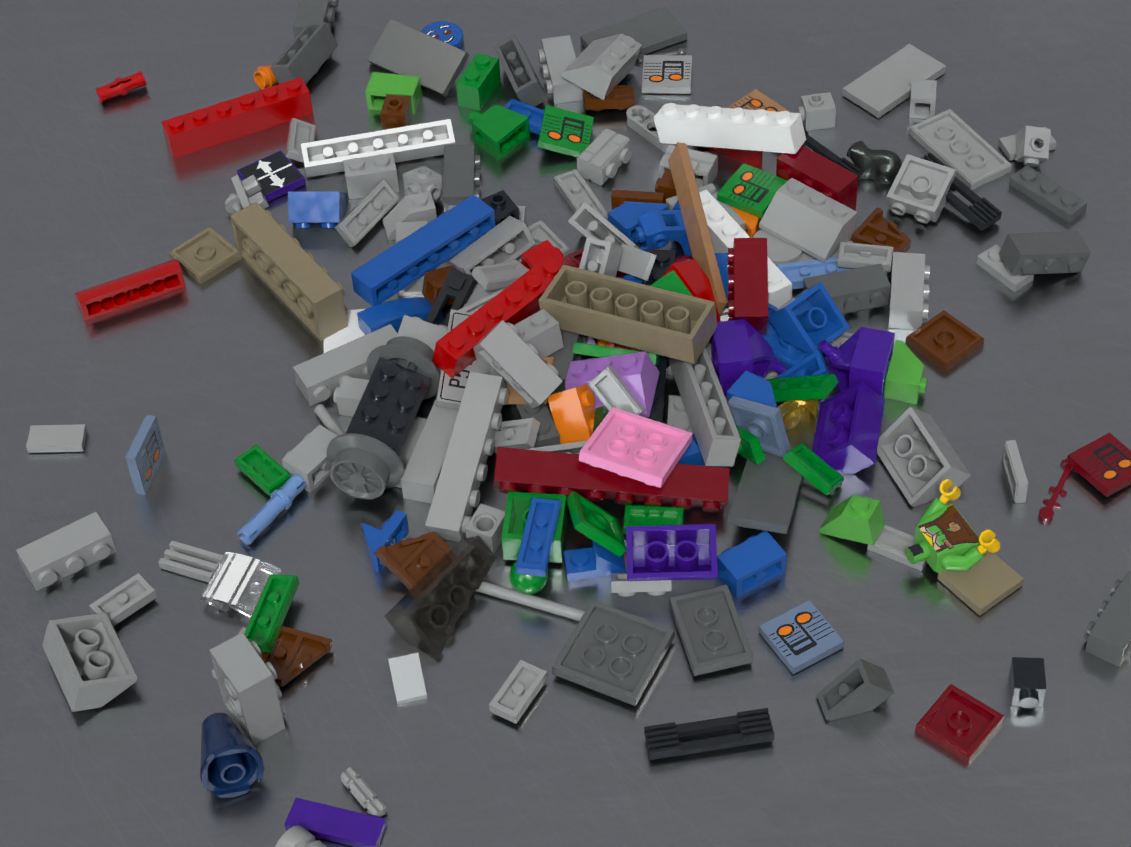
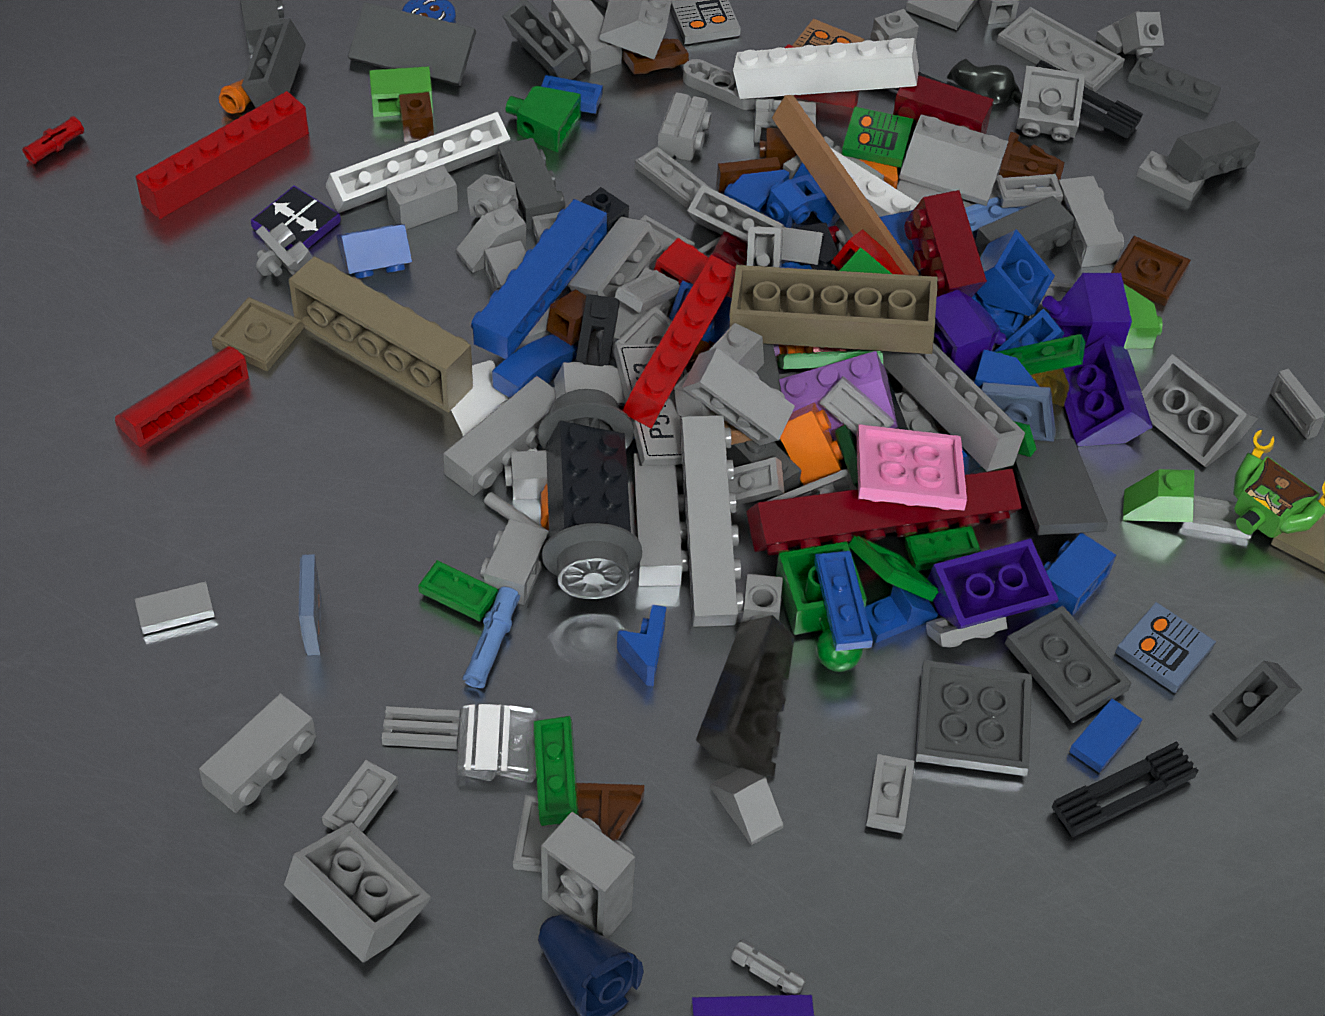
camera: 25 degrees left, 5 degrees up
(299, 133) = (312, 168): light grey tile -> none
(367, 213) = (437, 244): light grey tile -> none
(413, 557) = (697, 660): reddish brown wing -> none
(478, 81) = (497, 61): green brick -> none
(531, 601) = (856, 678): light grey bar -> none
(565, 131) = (626, 104): green tile -> none
(716, 691) = (1105, 735): none -> blue tile
(813, 469) = (1090, 447): green tile -> none

